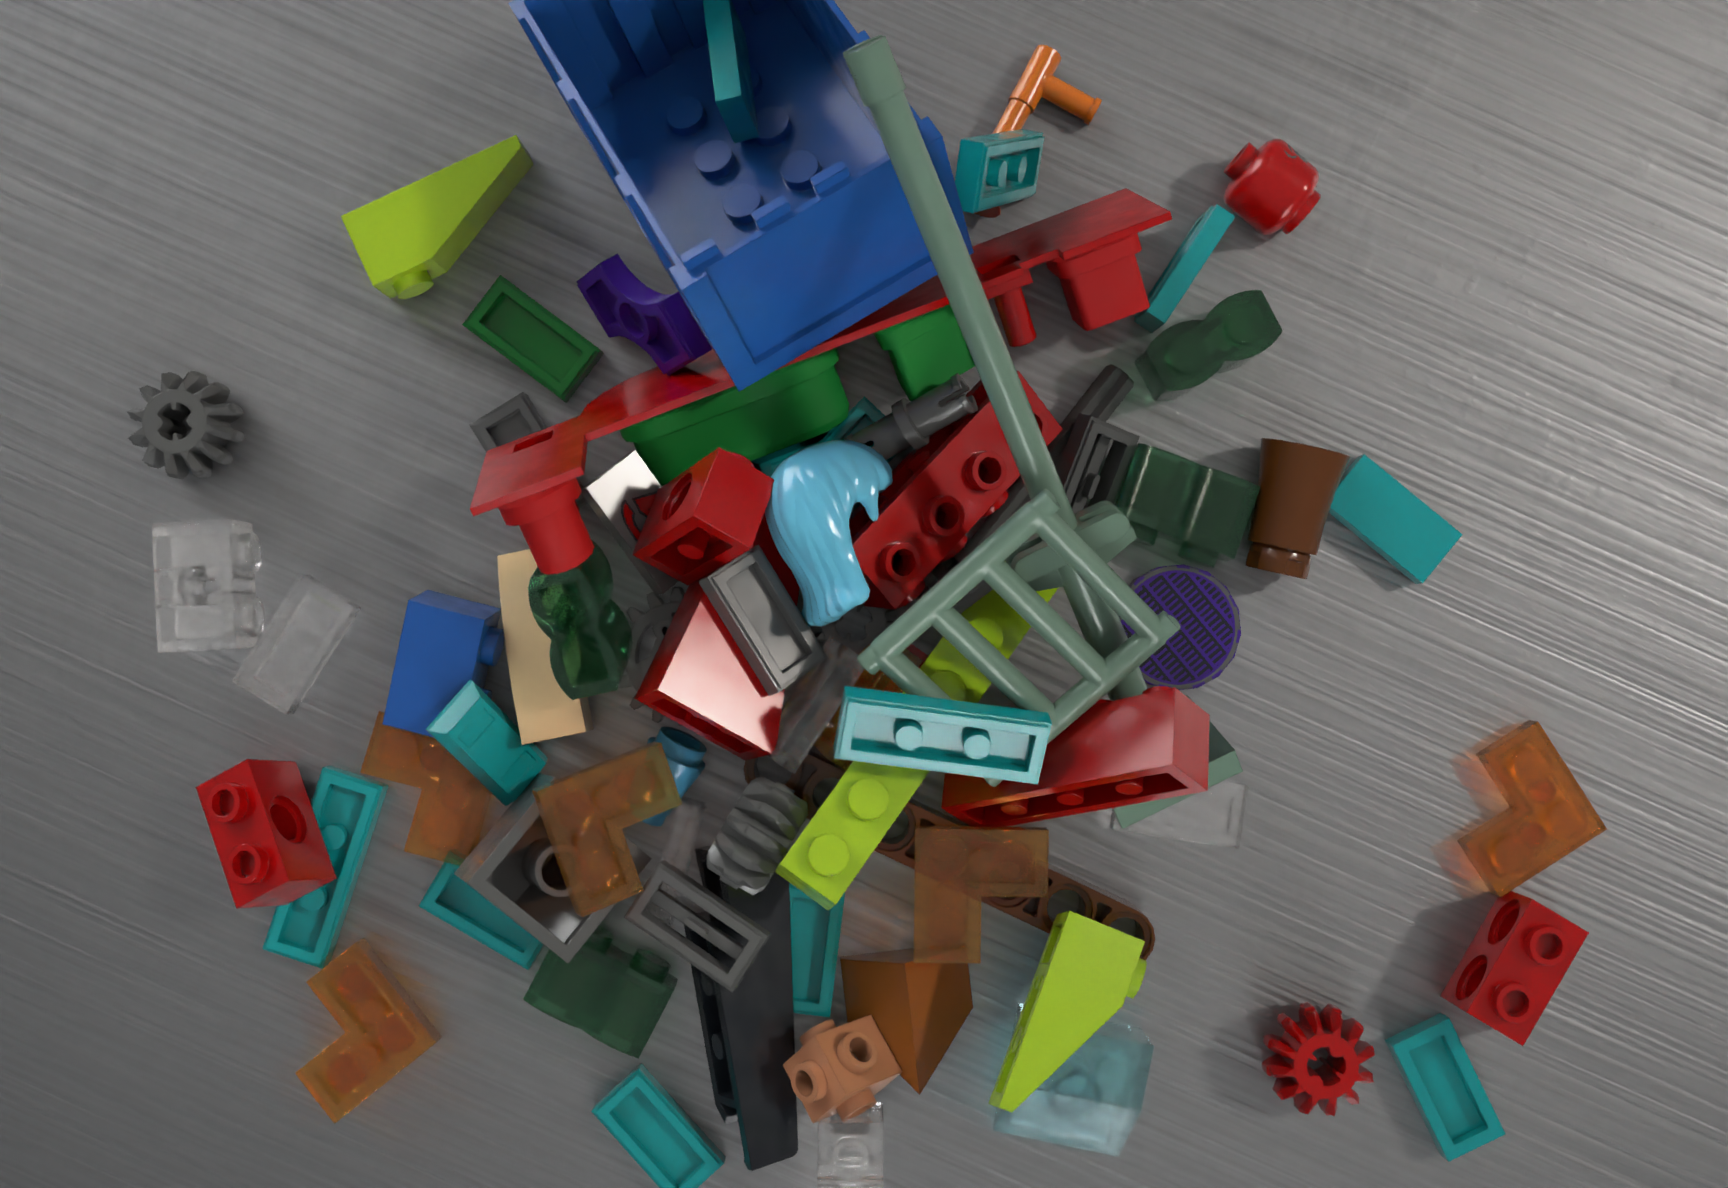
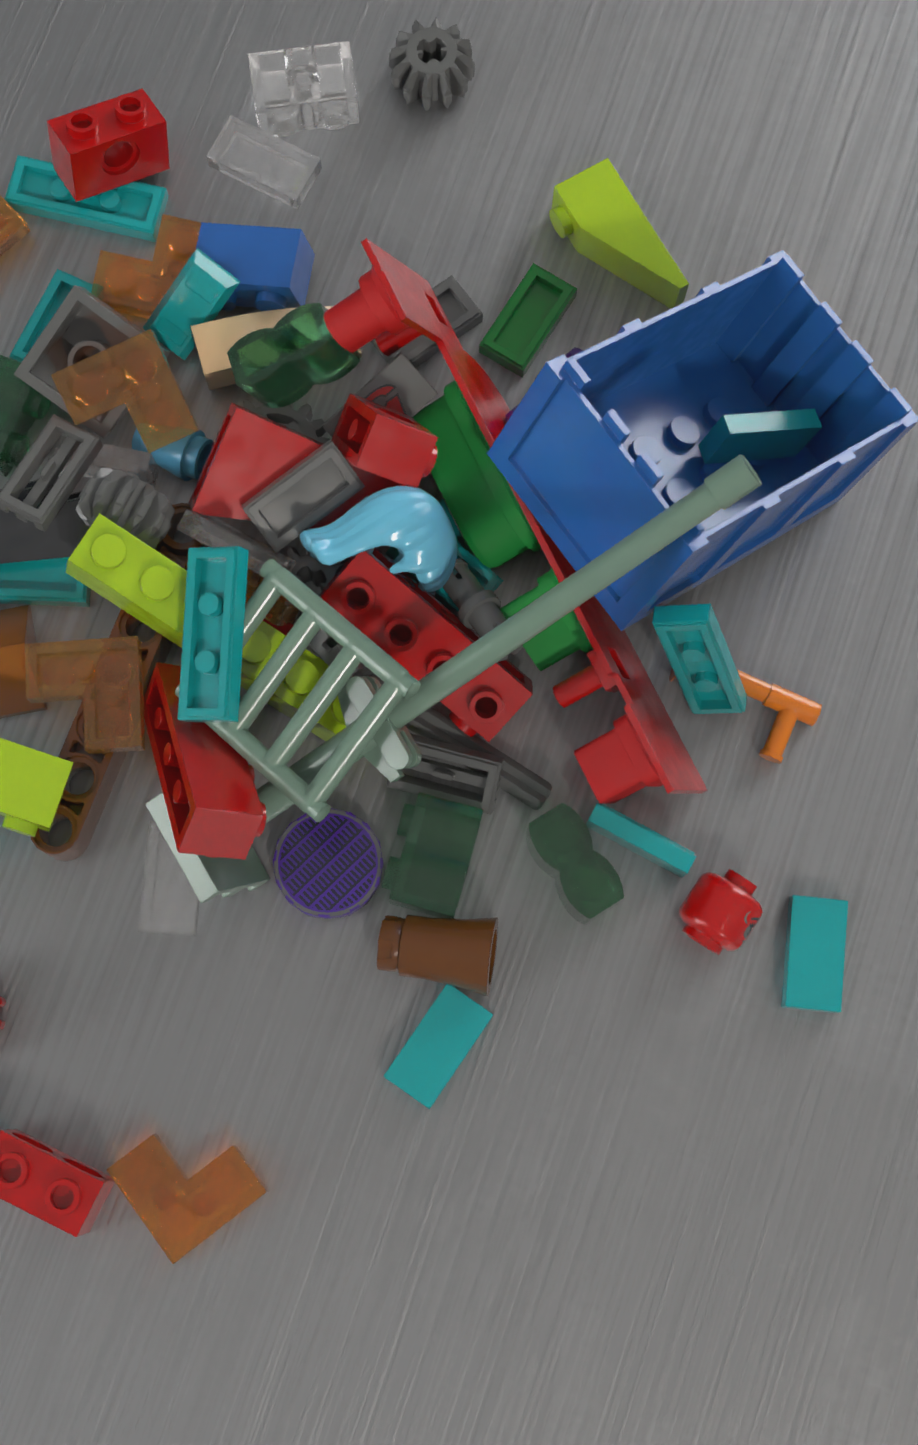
camera: 85 degrees right, 10 degrees down
(1321, 89) = (814, 954): none -> teal tile

